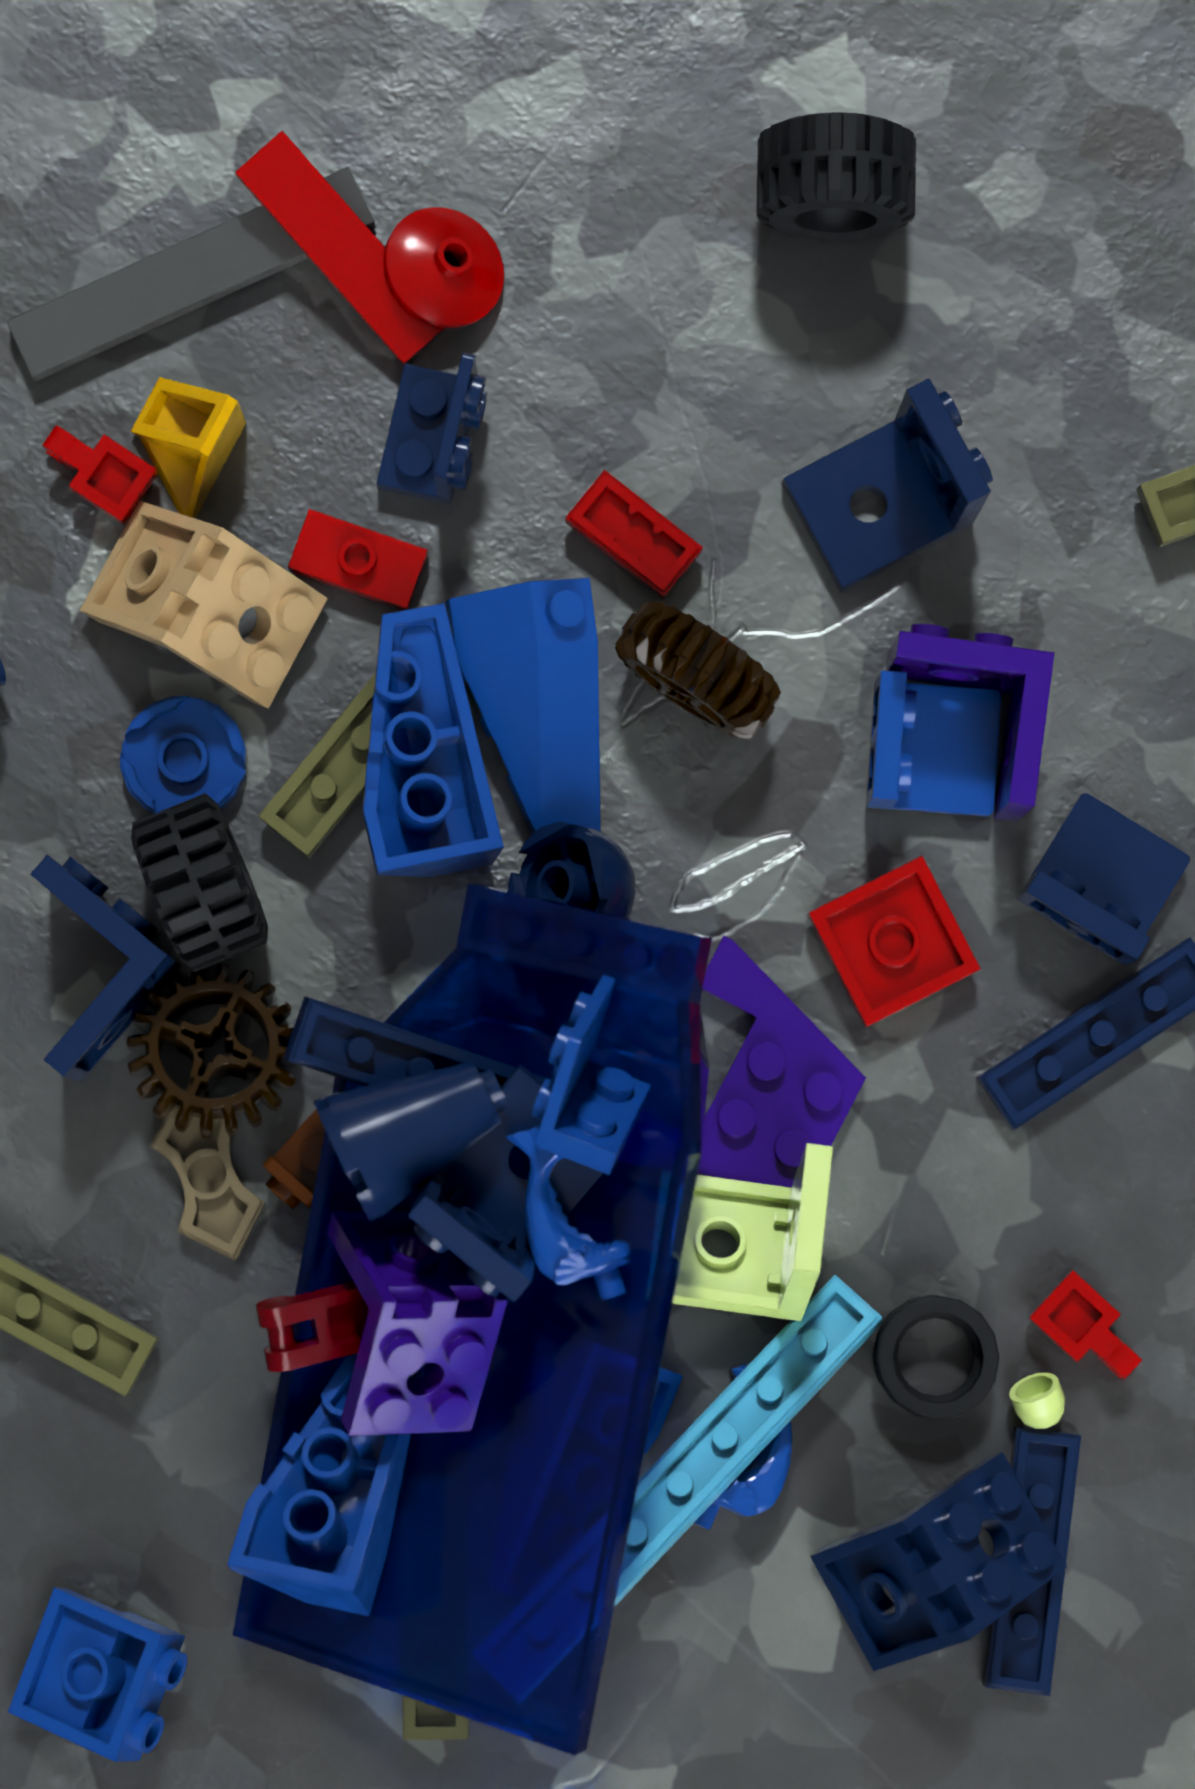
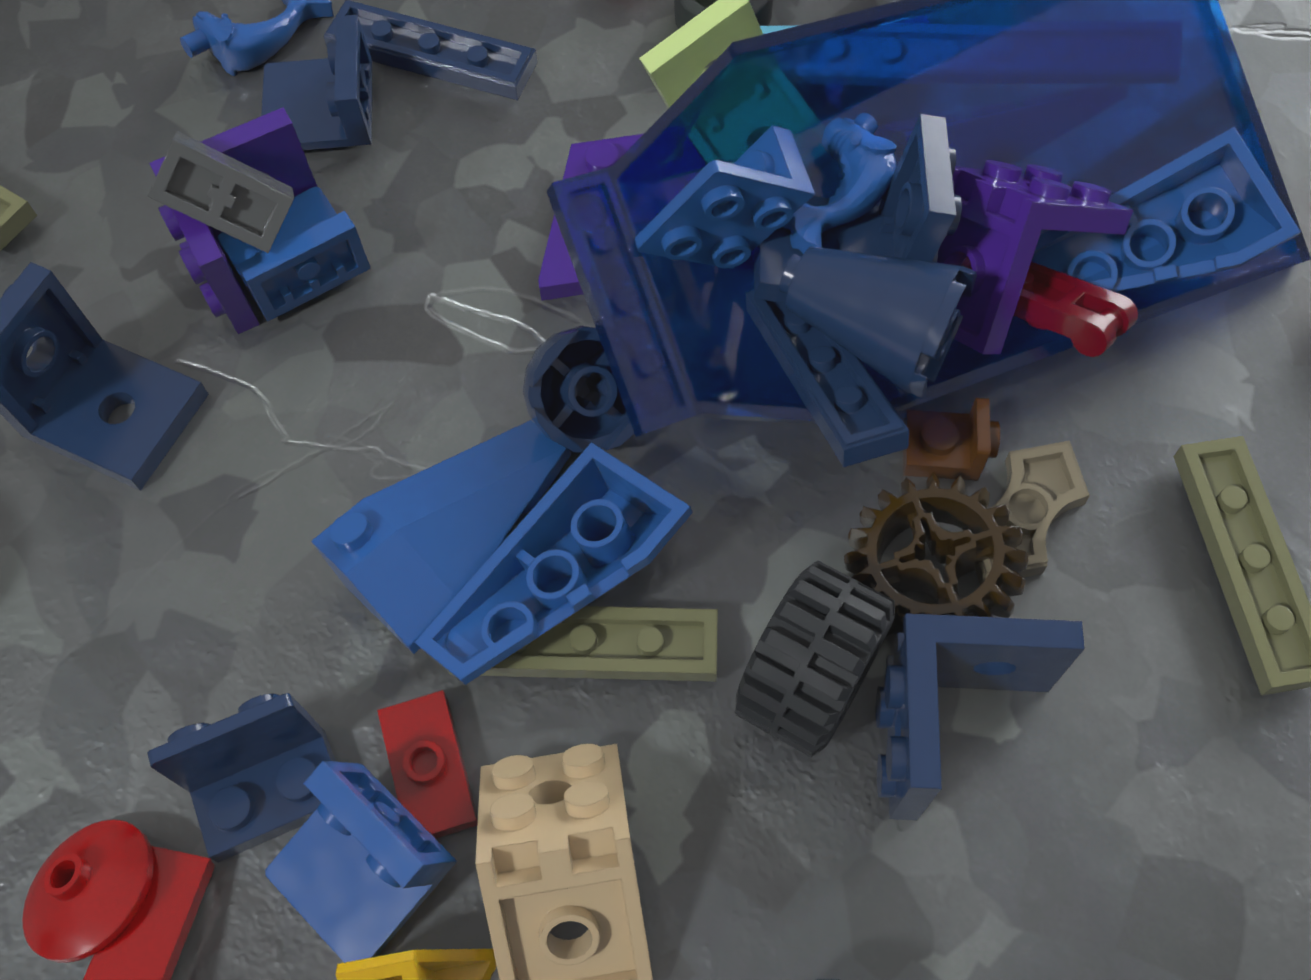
camera: 120 degrees left, 20 degrees down
(181, 752) = (716, 786): blue tile -> none
(313, 463) = (357, 862): none -> blue bracket
(633, 534) = (253, 558): red plate -> none
(697, 669) = (335, 414): dark brown gear -> none
(893, 941) = (459, 186): red plate -> none
(969, 697) = (222, 192): none -> dark grey hinge

